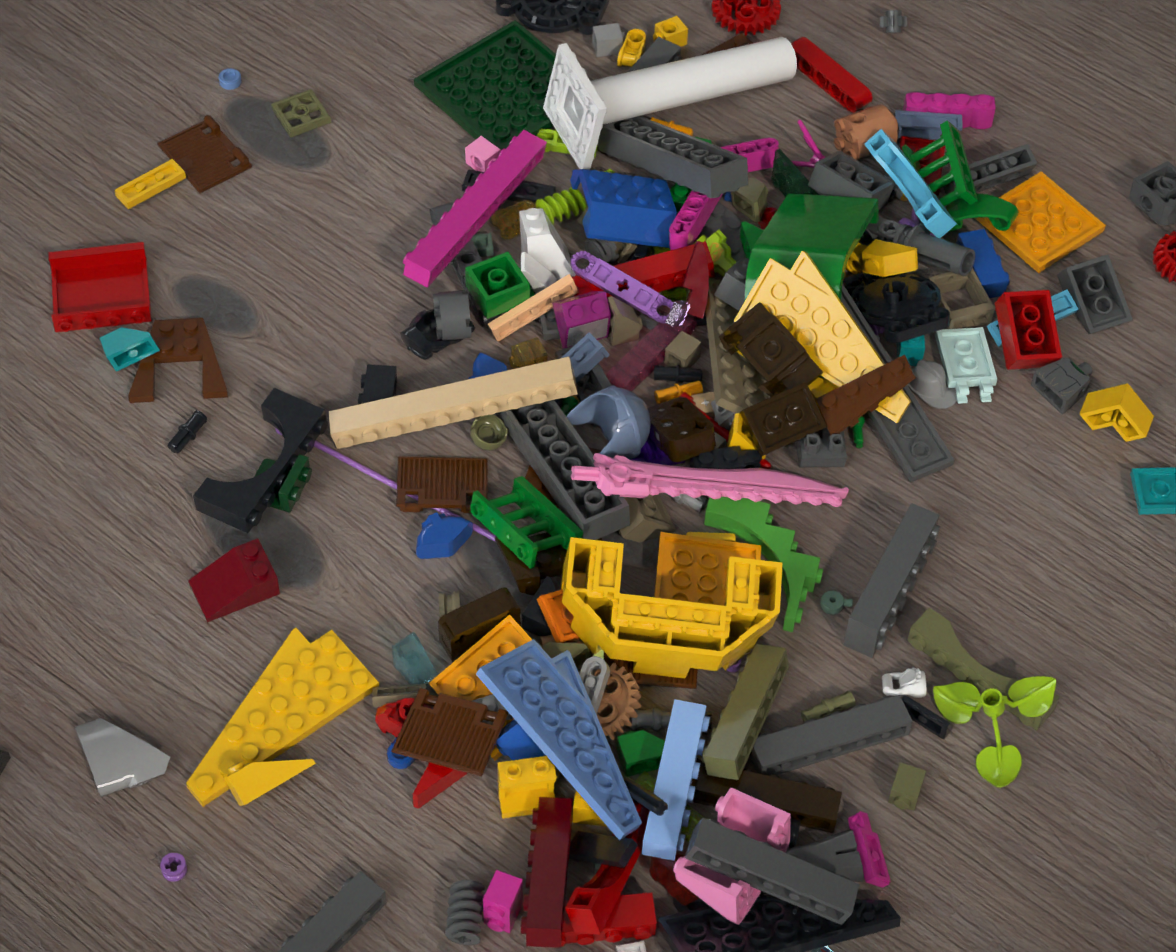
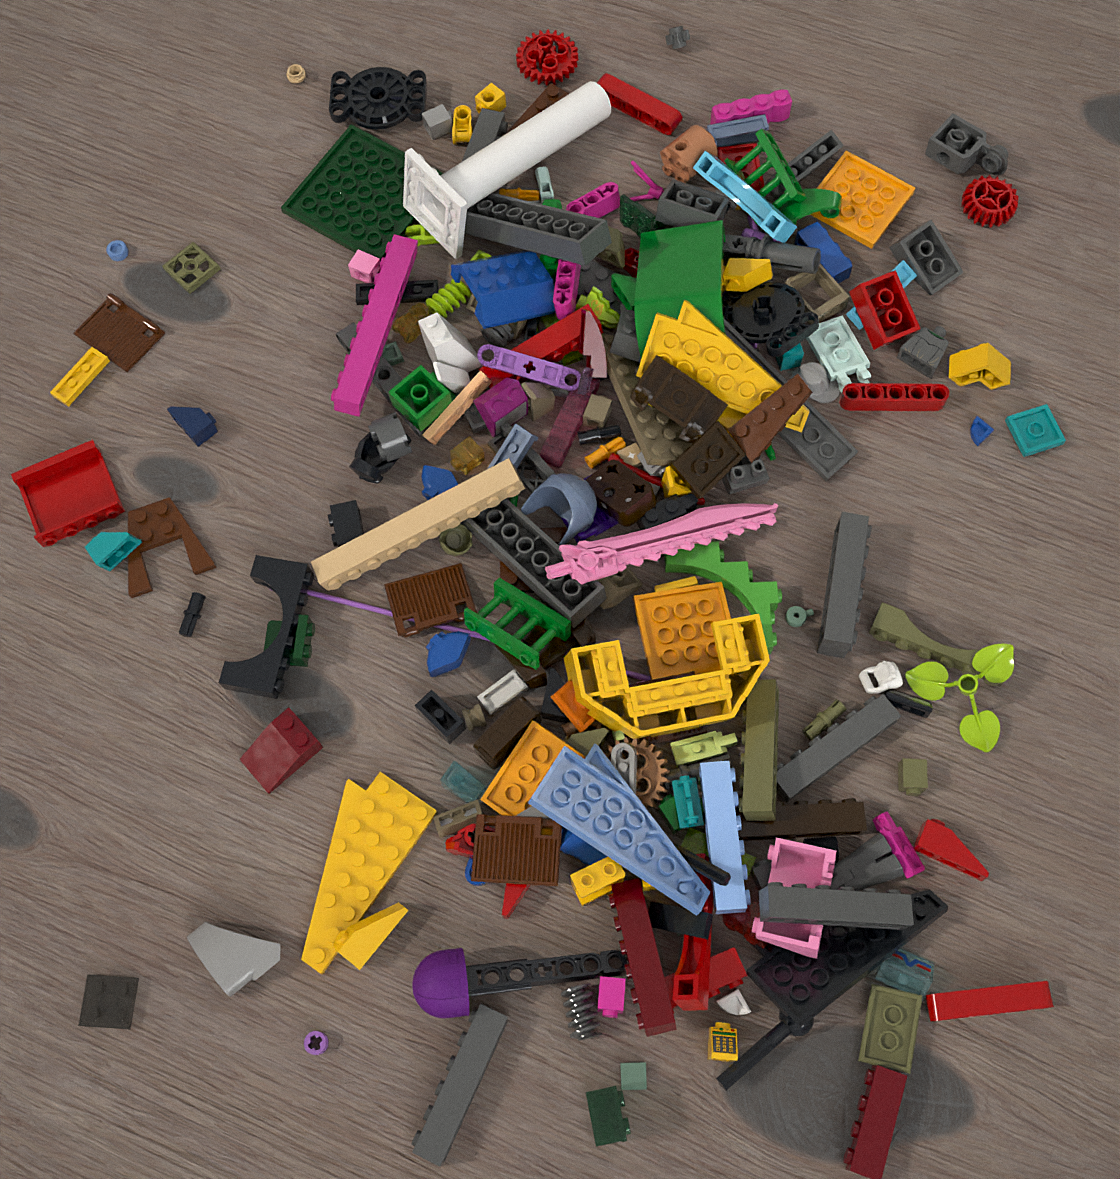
camera: 10 degrees left, 15 degrees up
(253, 255) = (194, 423): none -> dark blue slope
(329, 836) = (445, 982): none -> piece
(413, 592) = (440, 717): none -> black brick
(483, 587) = (502, 692): none -> white tile
(649, 737) = (687, 802): none -> teal hinge
(664, 695) = (701, 747): none -> yellowish green hinge
(701, 123) = (544, 183): none -> light aqua bar
(917, 864) = (945, 847): none -> red slope
(1012, 418) = (884, 401): none -> red beam
(1099, 477) = (980, 431): none -> blue tile

